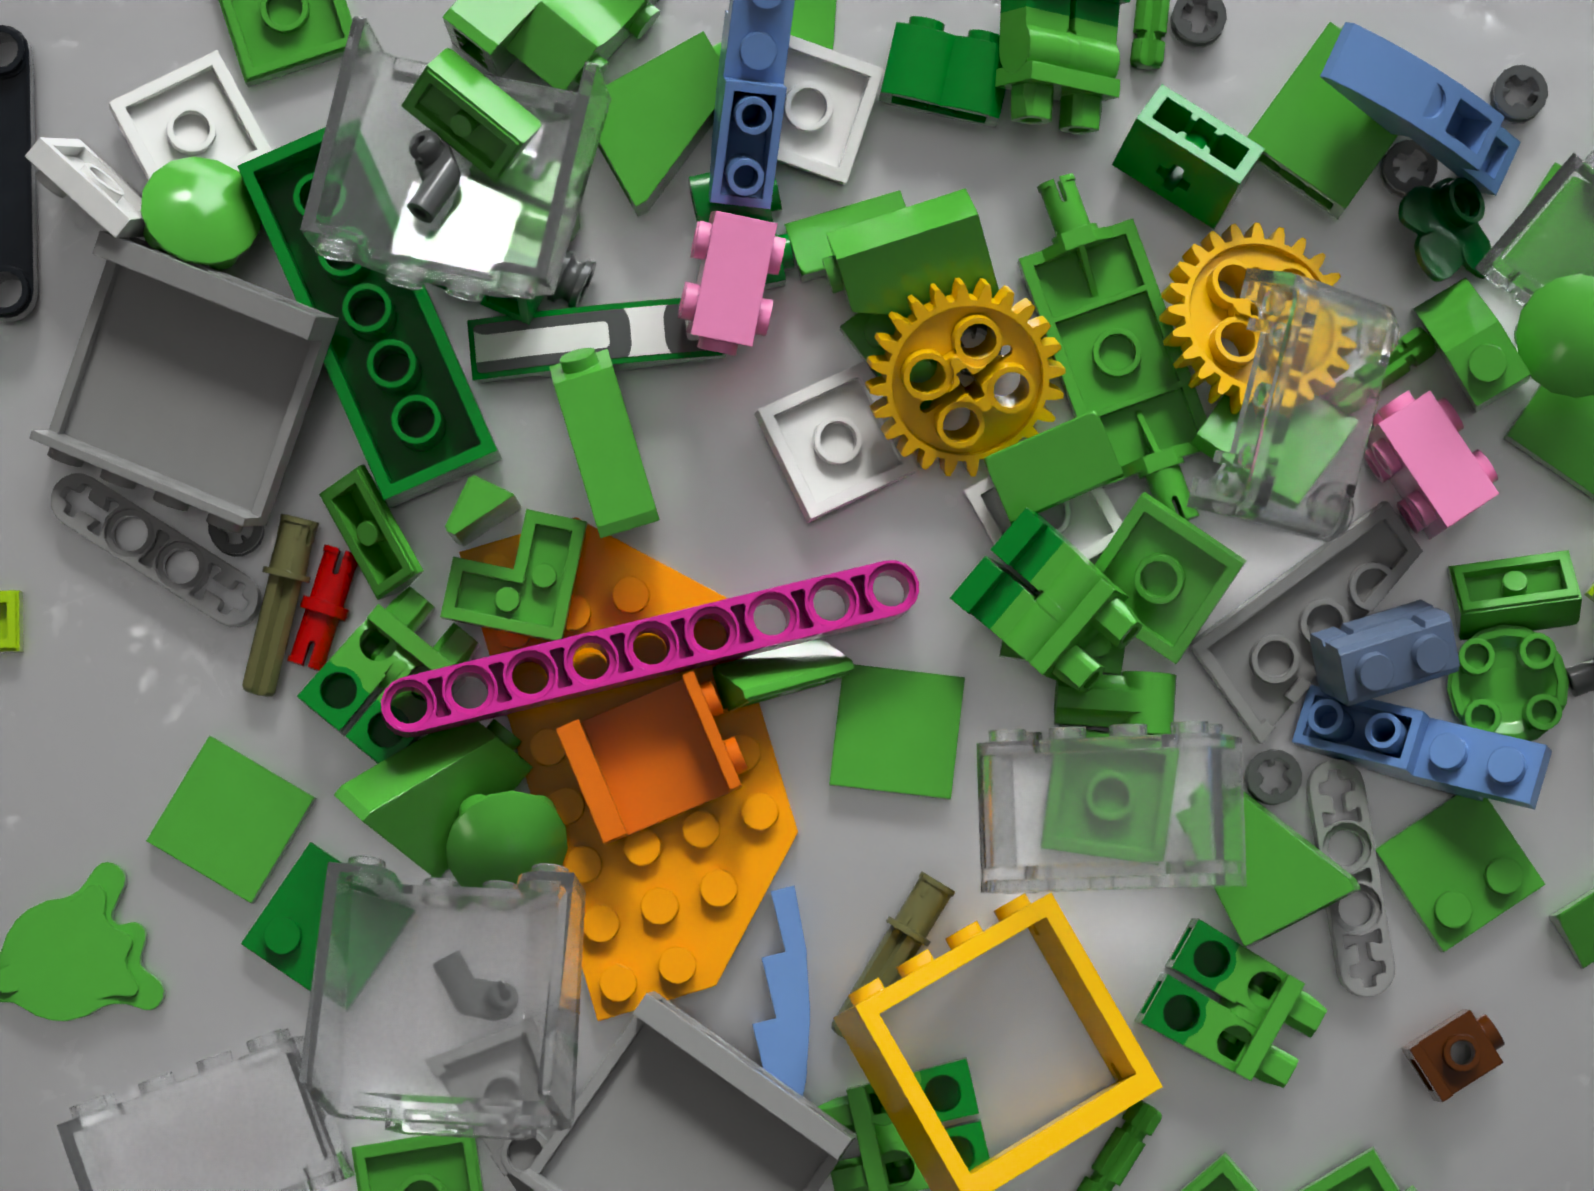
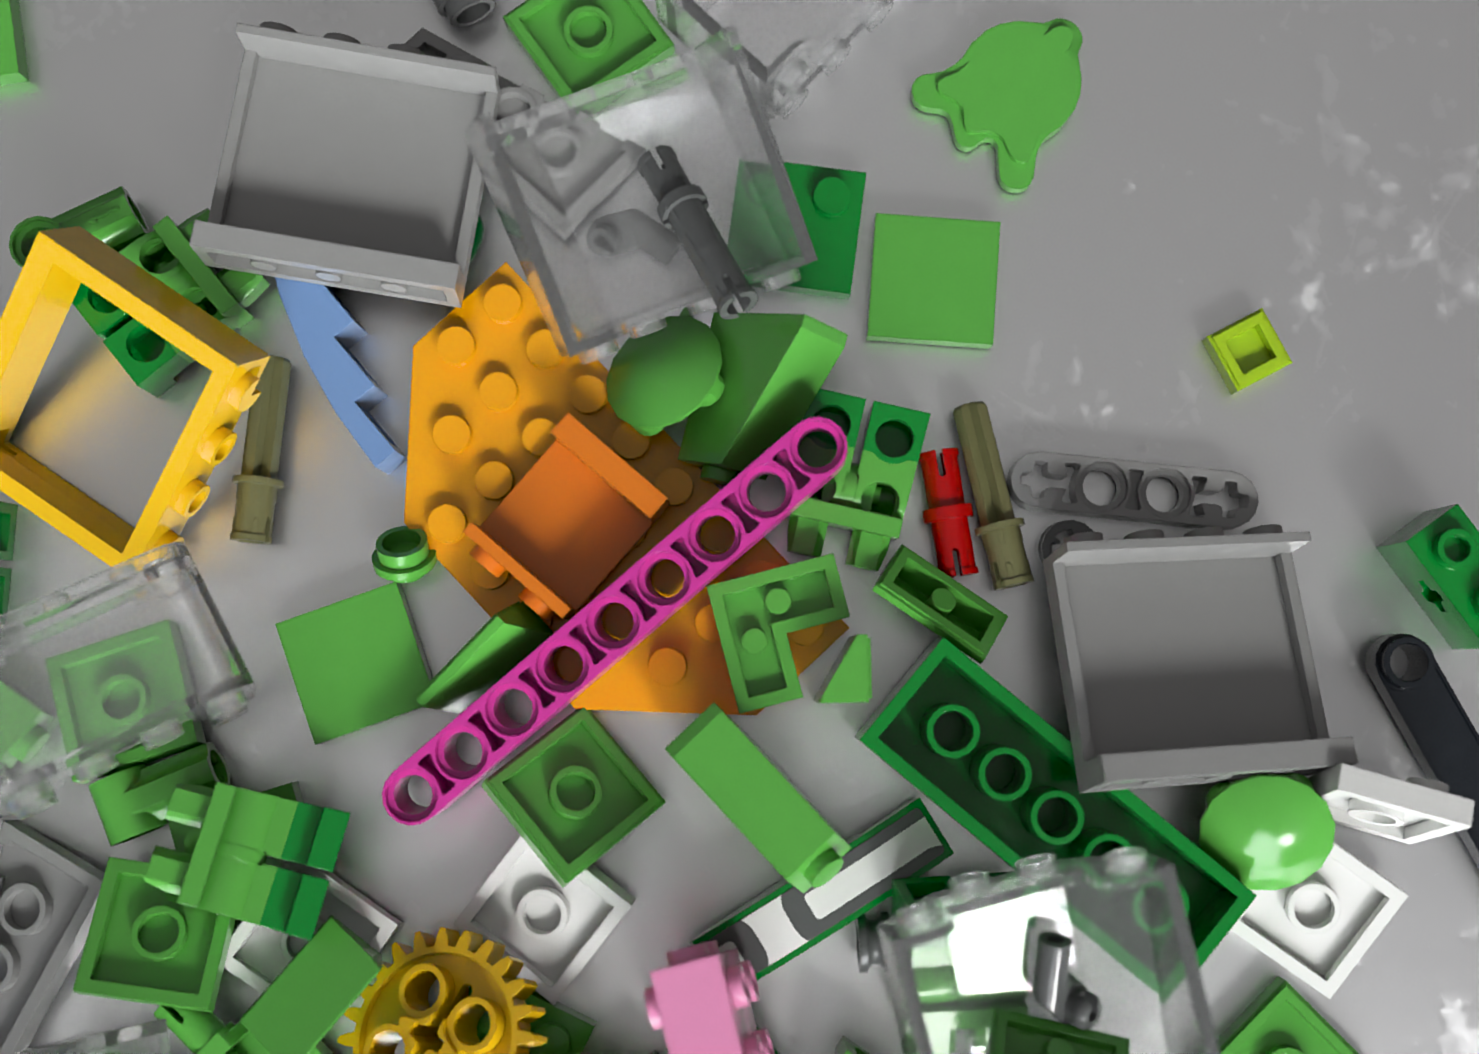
camera: 155 degrees right, 0 degrees up
(417, 969) = (685, 211): none -> dark grey pin
(762, 525) = (573, 795): none -> bright green tile
(811, 803) = (402, 555): none -> bright green plate

